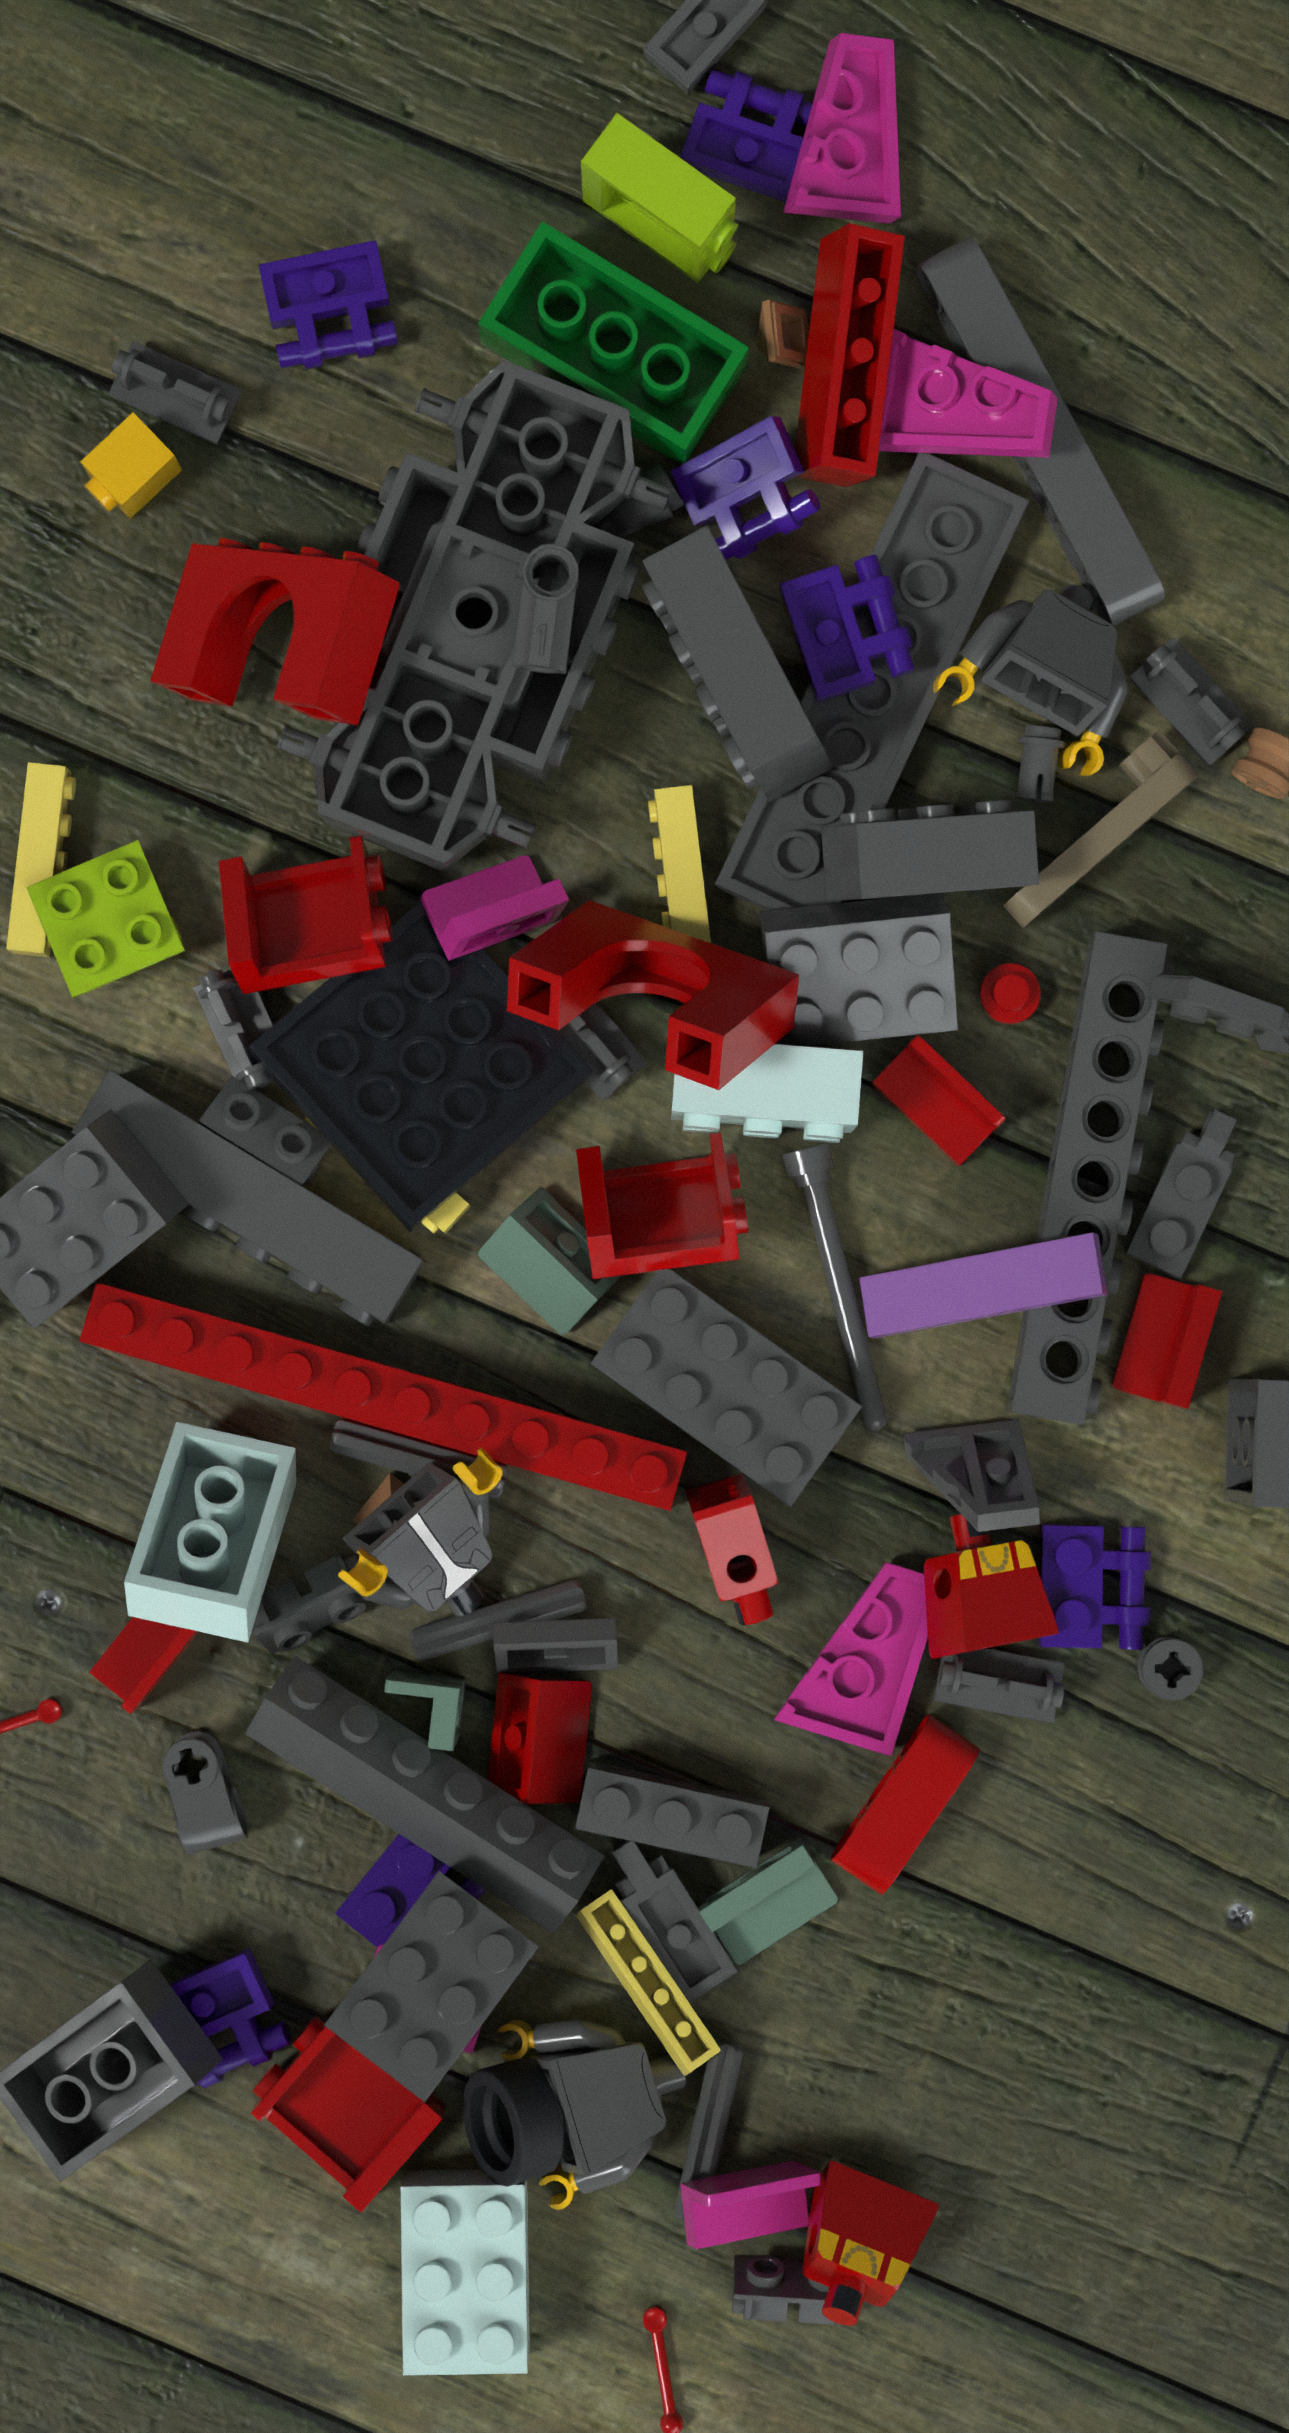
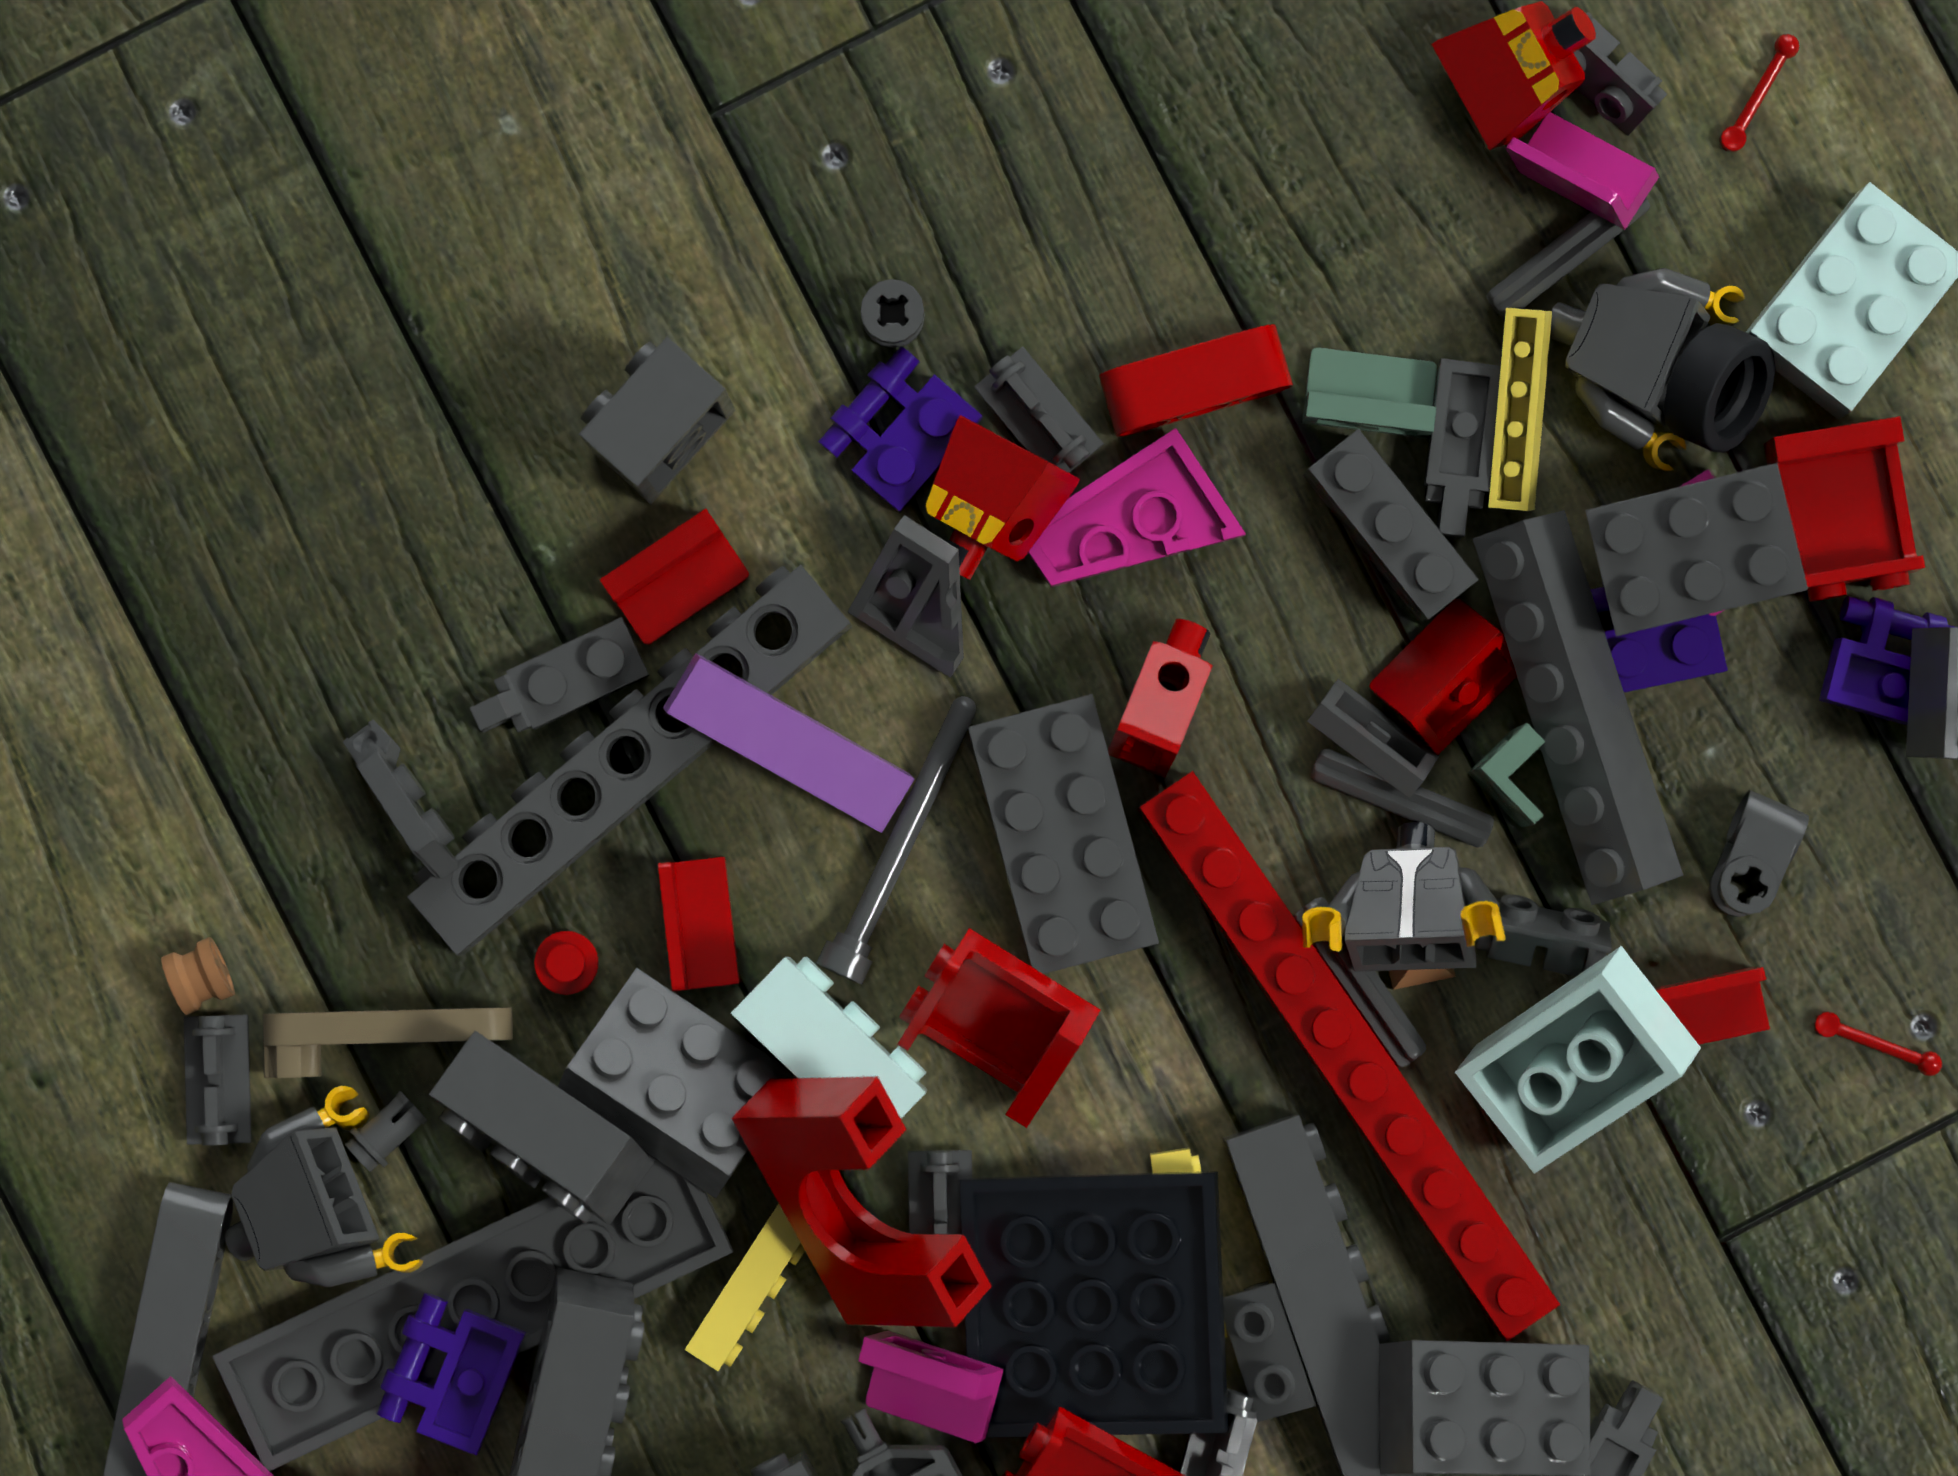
camera: 140 degrees left, 0 degrees up
(546, 1261) = (1125, 1057): sand green panel -> none

